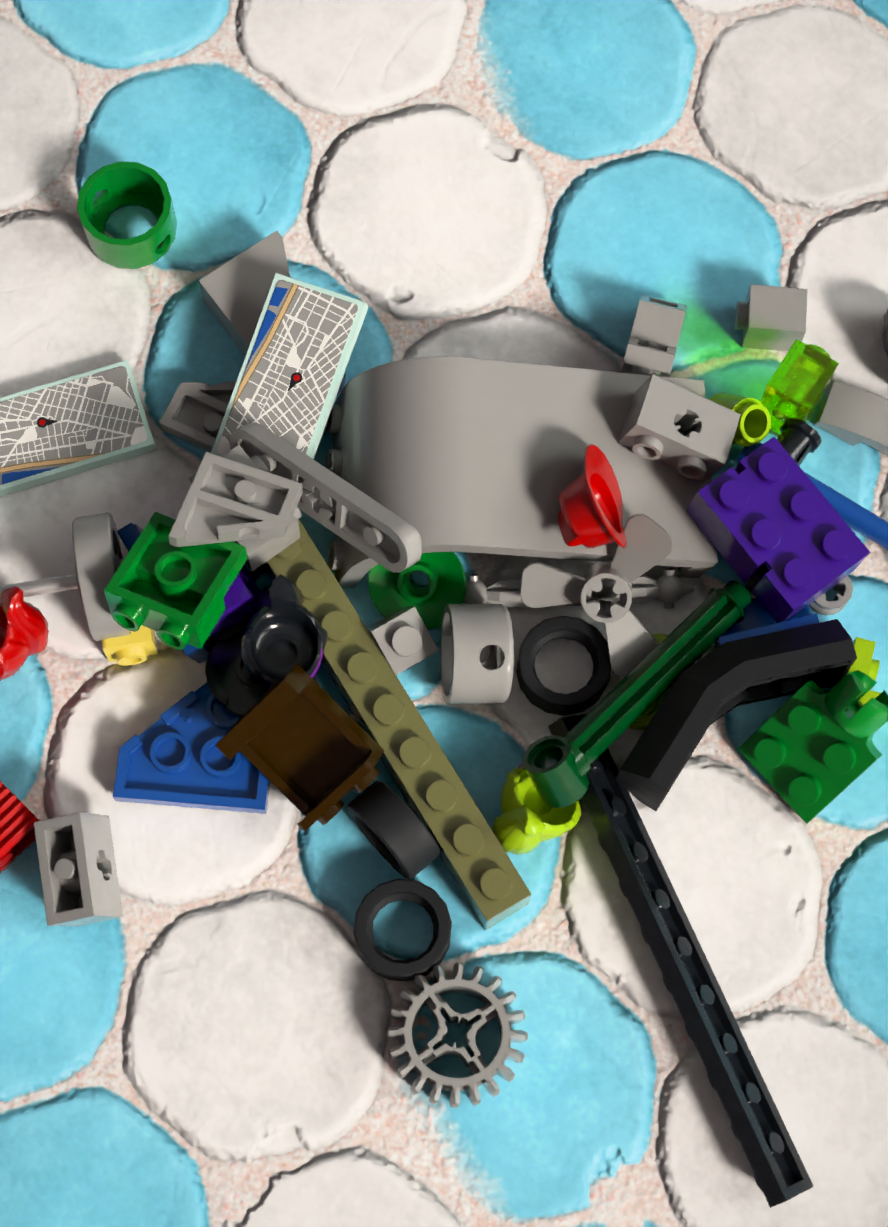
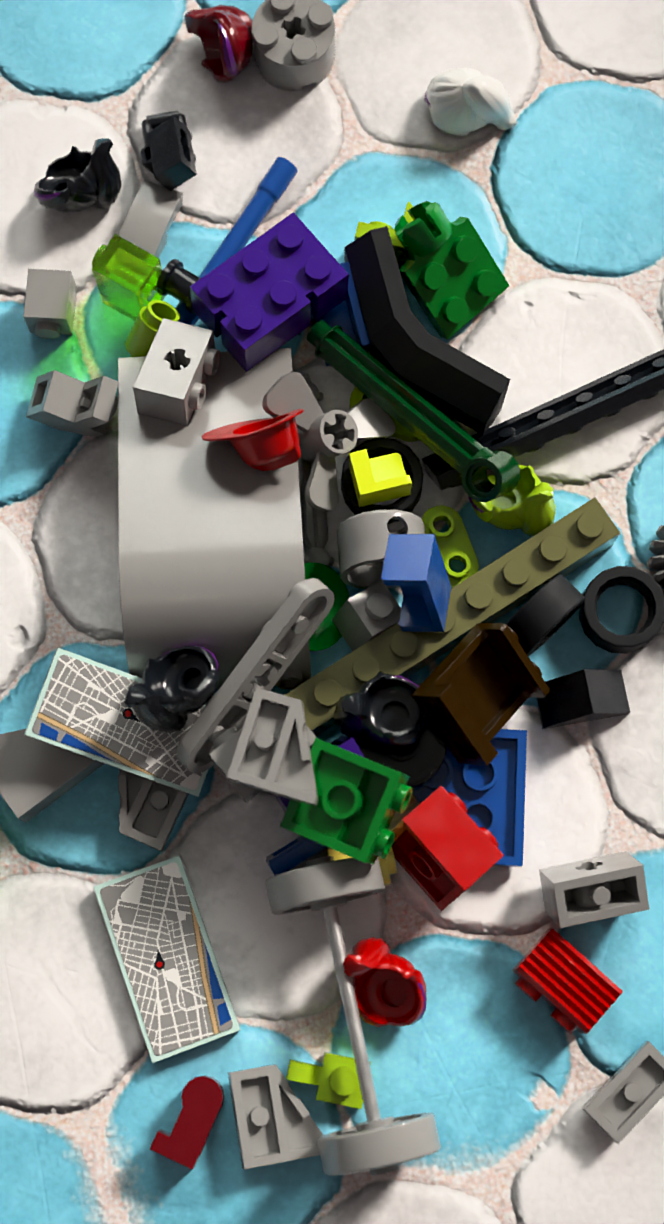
camera: 90 degrees left, 5 degrees up
(136, 705) = (444, 847): none -> red slope
(302, 882) = (583, 698): none -> black slope
(316, 414) = (174, 687): none -> black hair
(427, 673) = (419, 570): none -> blue panel
(486, 740) = (453, 543): none -> lime plate
(559, 648) = (378, 477): none -> neon yellow panel

